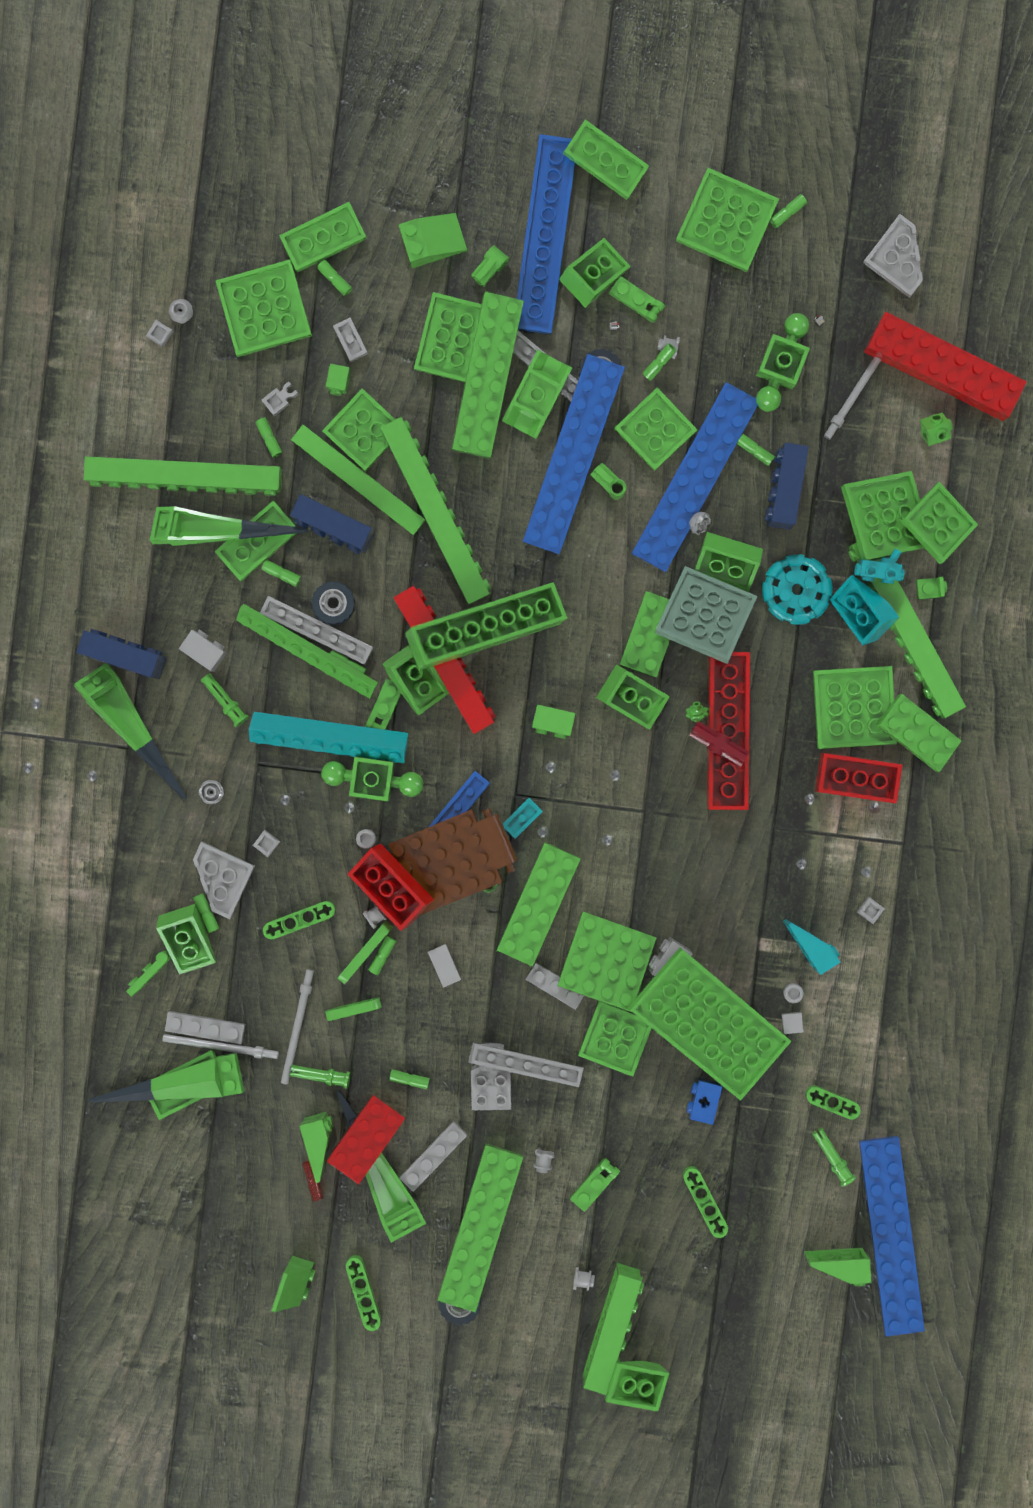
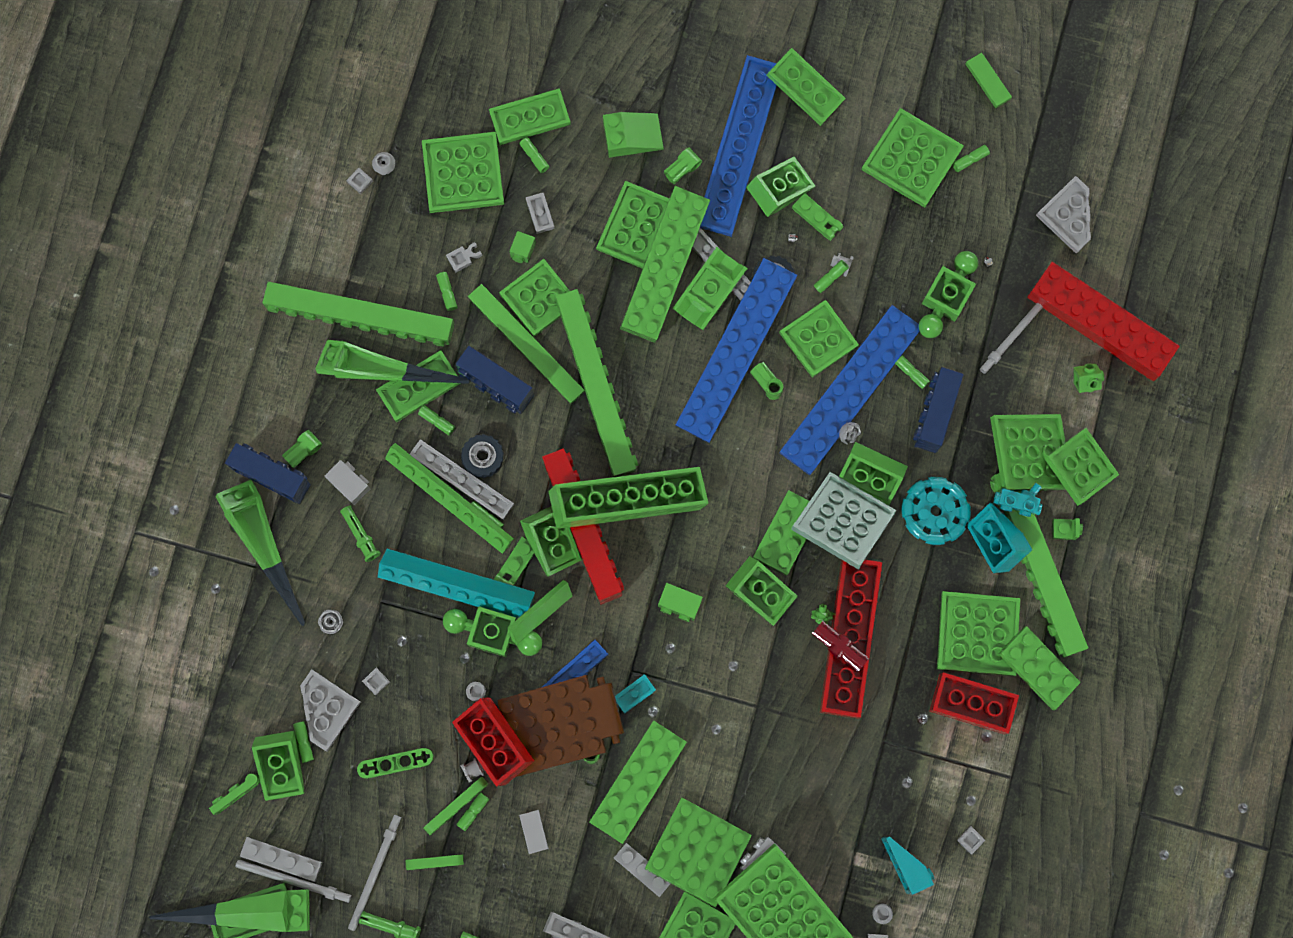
camera: 10 degrees right, 10 degrees down
(154, 619) = (306, 445): none -> bright green piece
(416, 752) = (539, 612): none -> bright green tile
(796, 122) = (988, 80): none -> bright green tile

